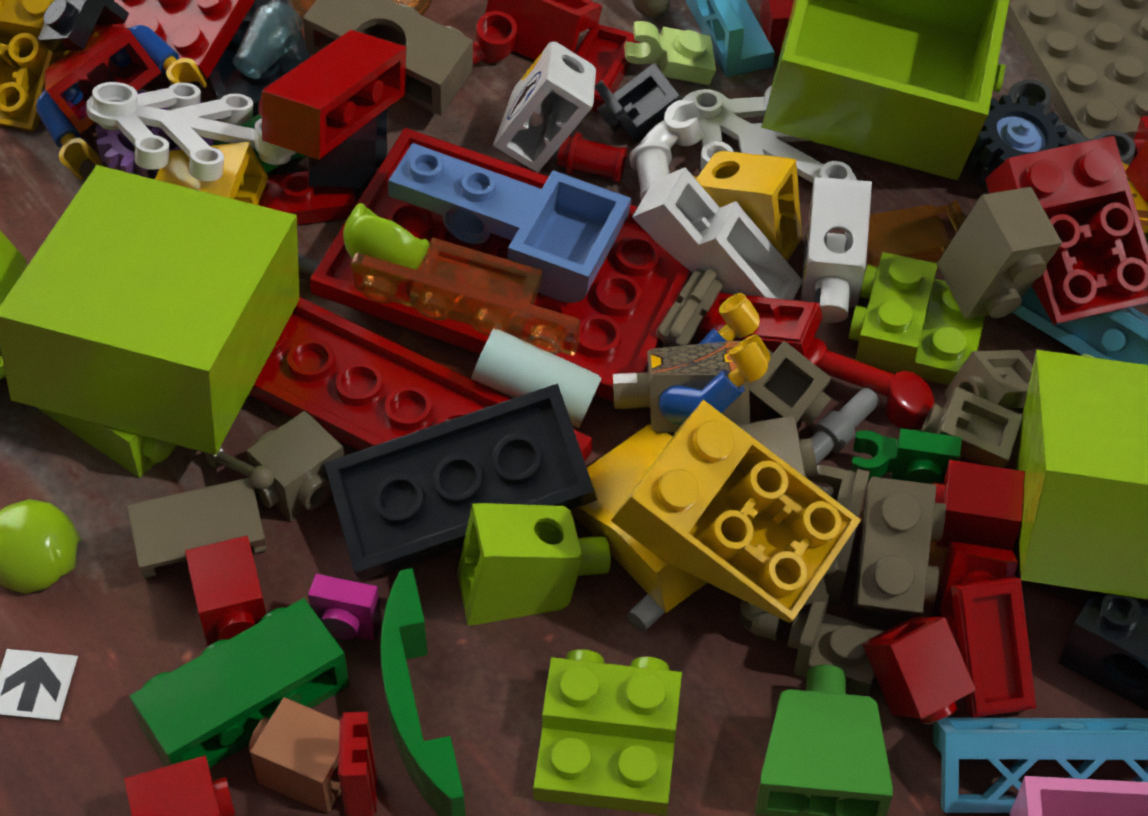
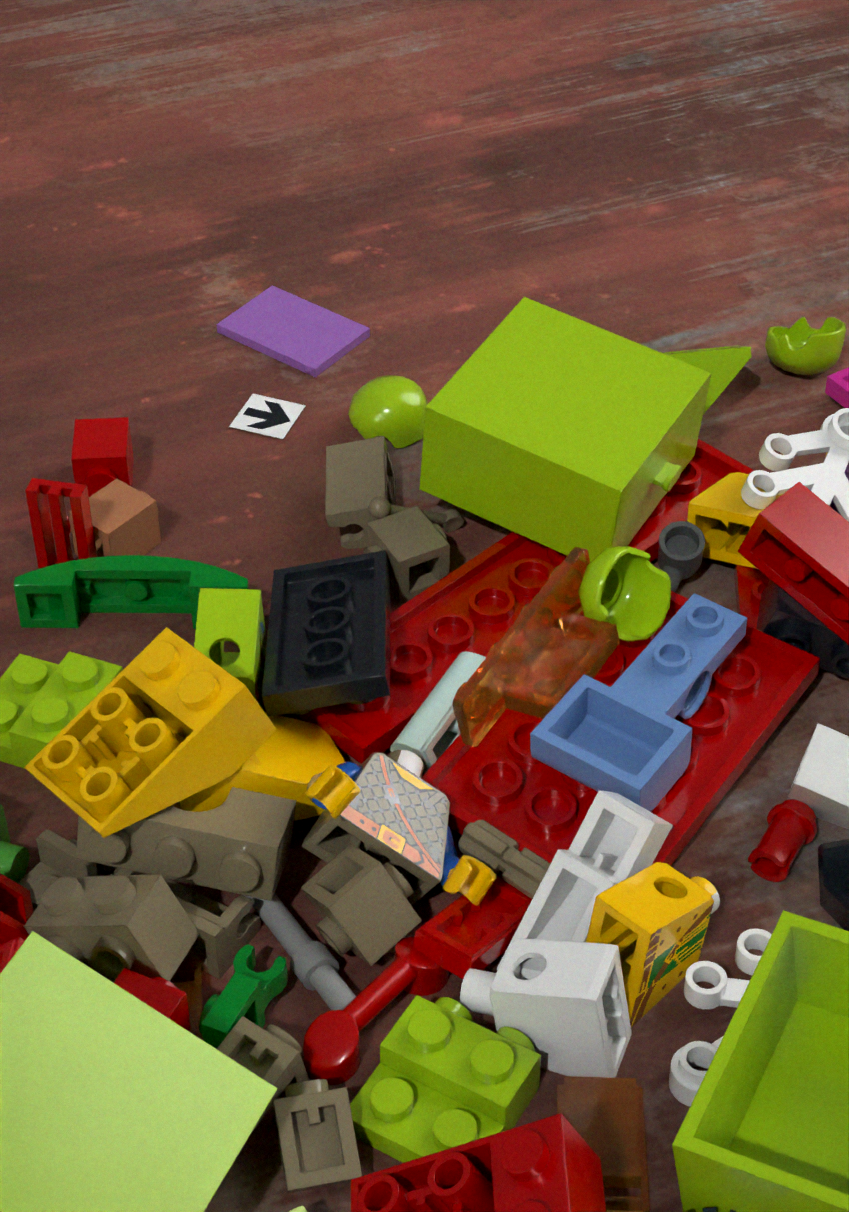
camera: 105 degrees right, 10 degrees down
(225, 588) = (289, 502): red brick -> none
(238, 681) = (195, 498): green brick -> none
(346, 607) = (247, 555): dark pink plate -> none
(654, 153) = (770, 892): white piece -> none
(999, 253) = (445, 1101): dark tan brick -> none

